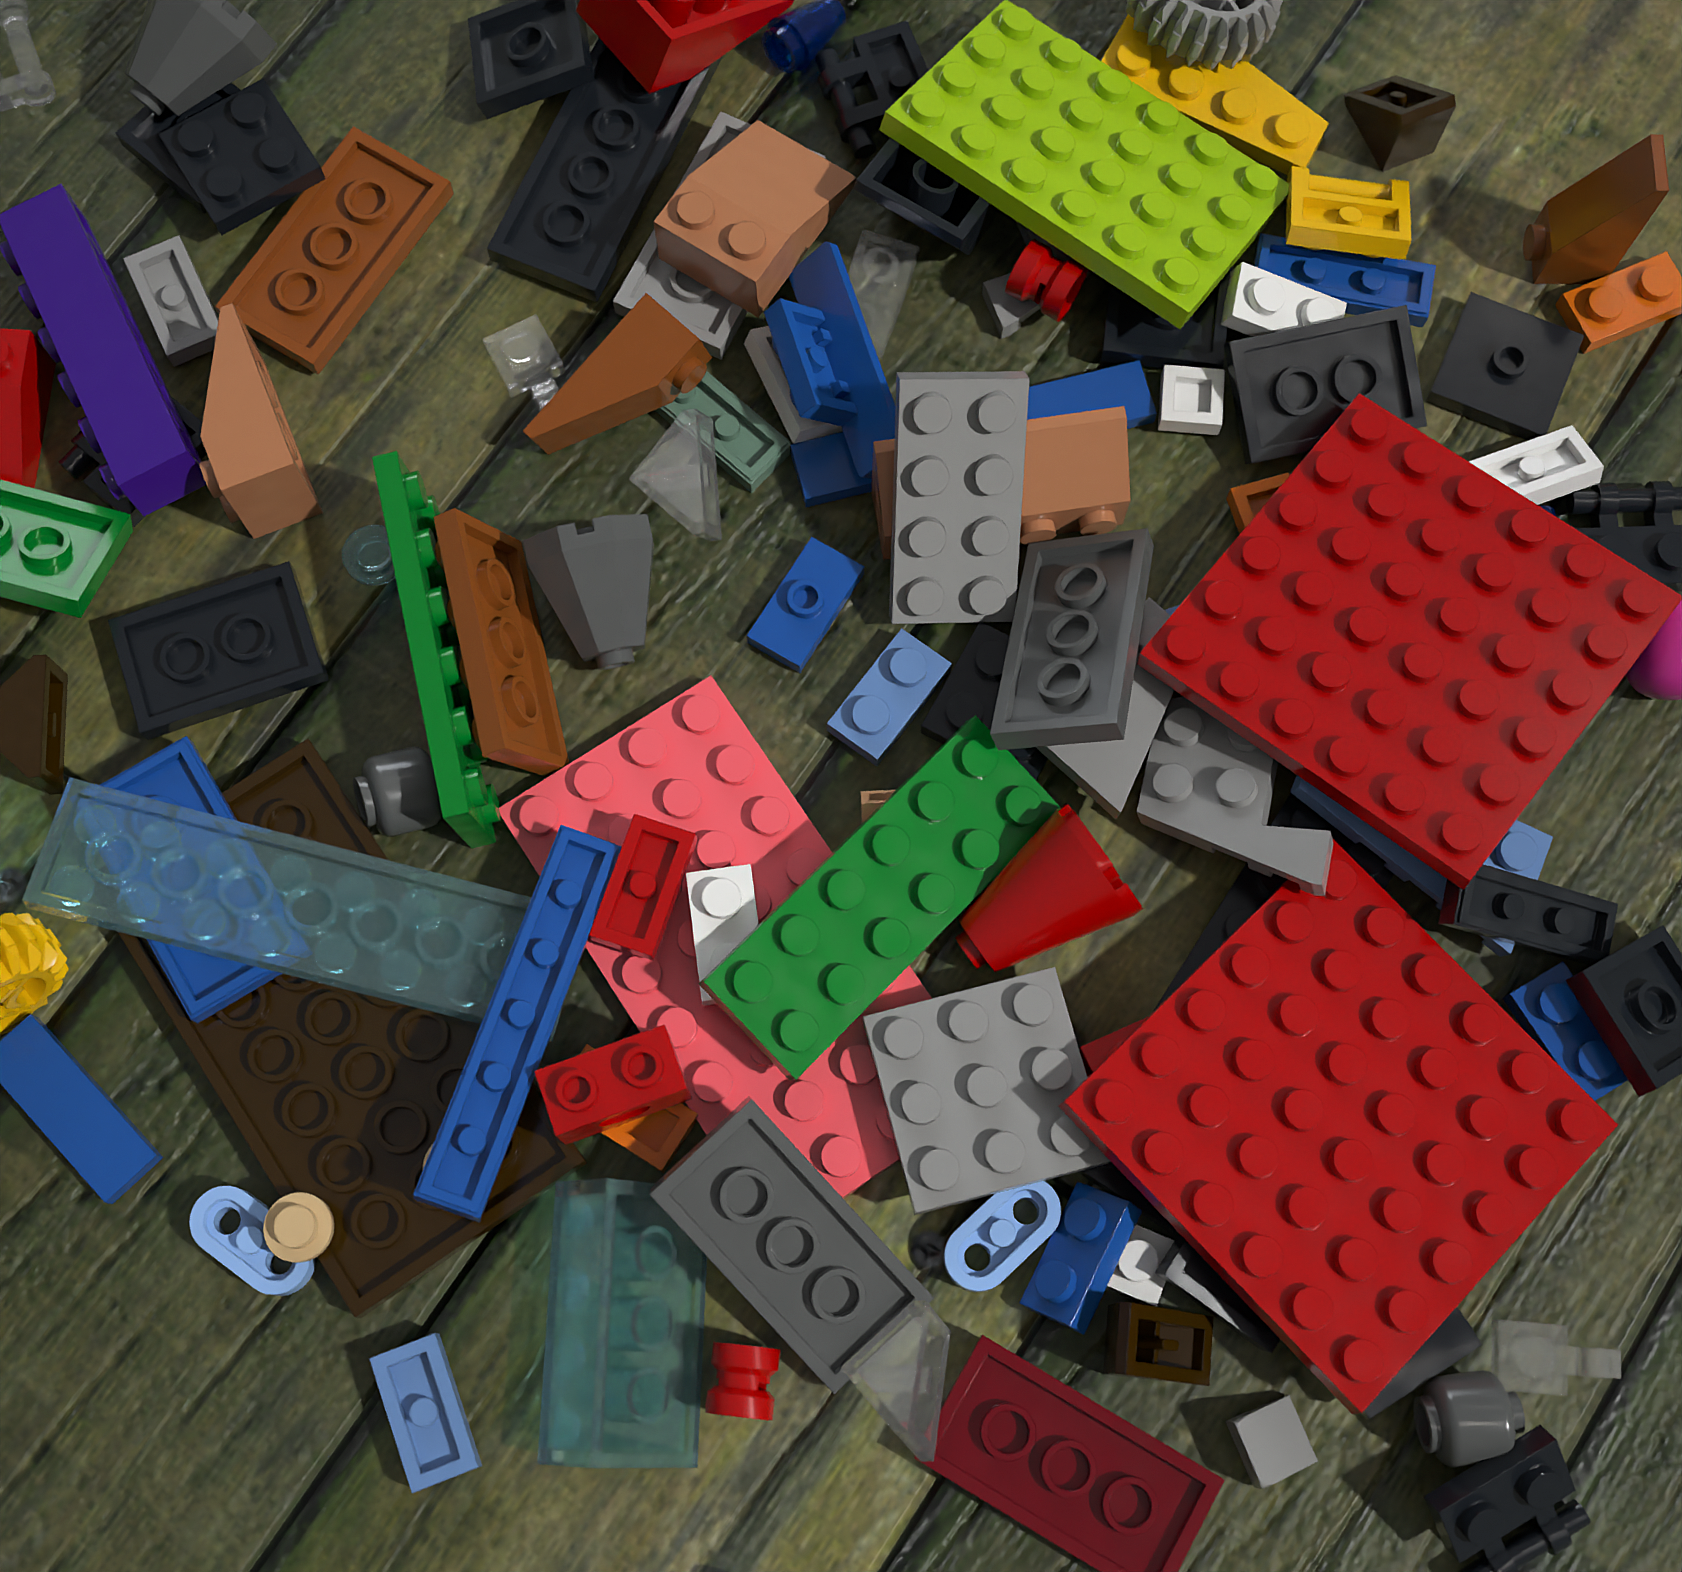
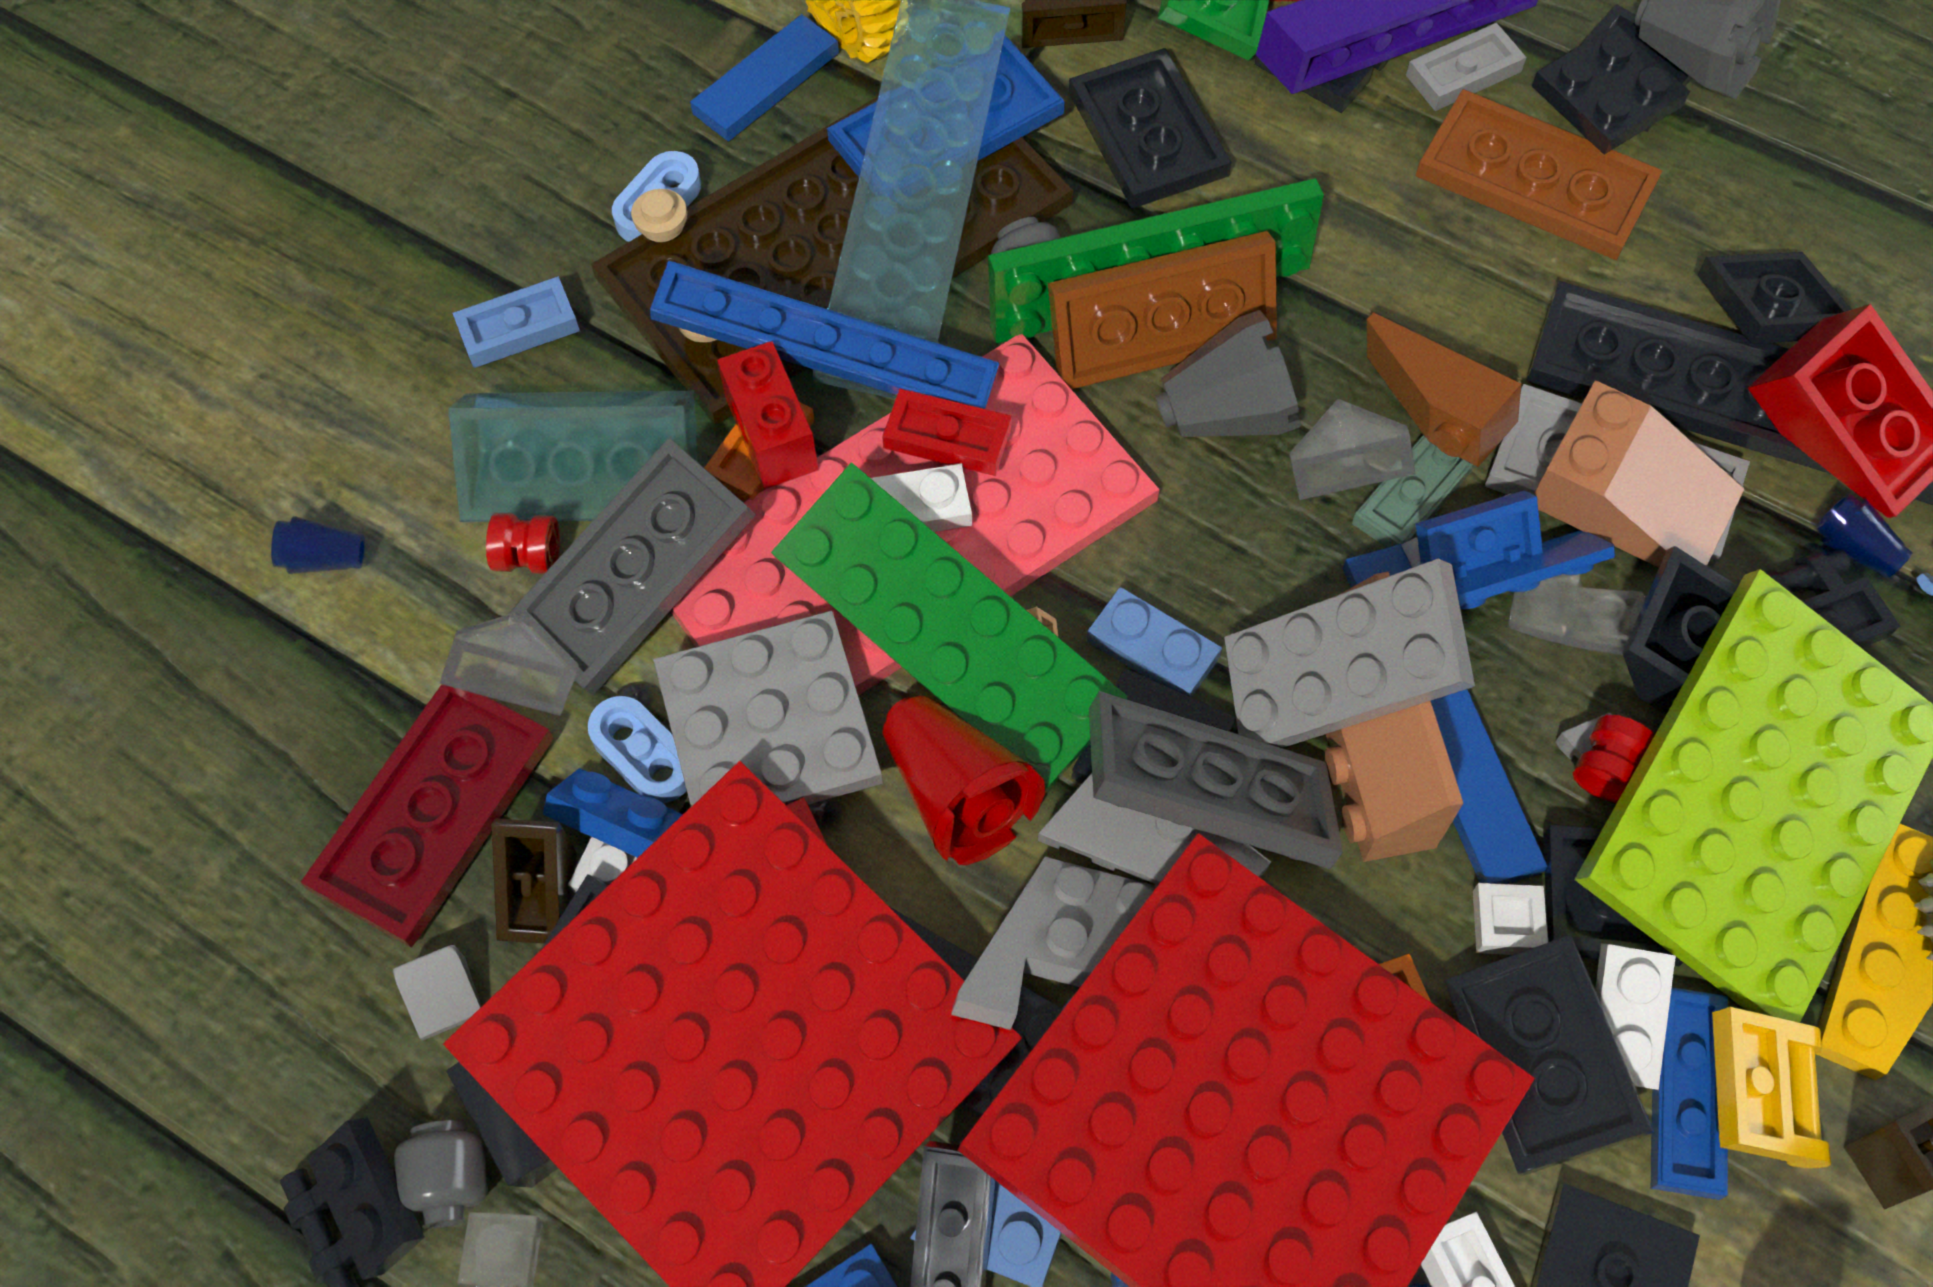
camera: 90 degrees right, 10 degrees down
(249, 440) = (1345, 114): nougat slope -> none
(526, 360) = (1459, 324): clear plate -> none
(805, 604) = (1239, 568): blue plate -> none

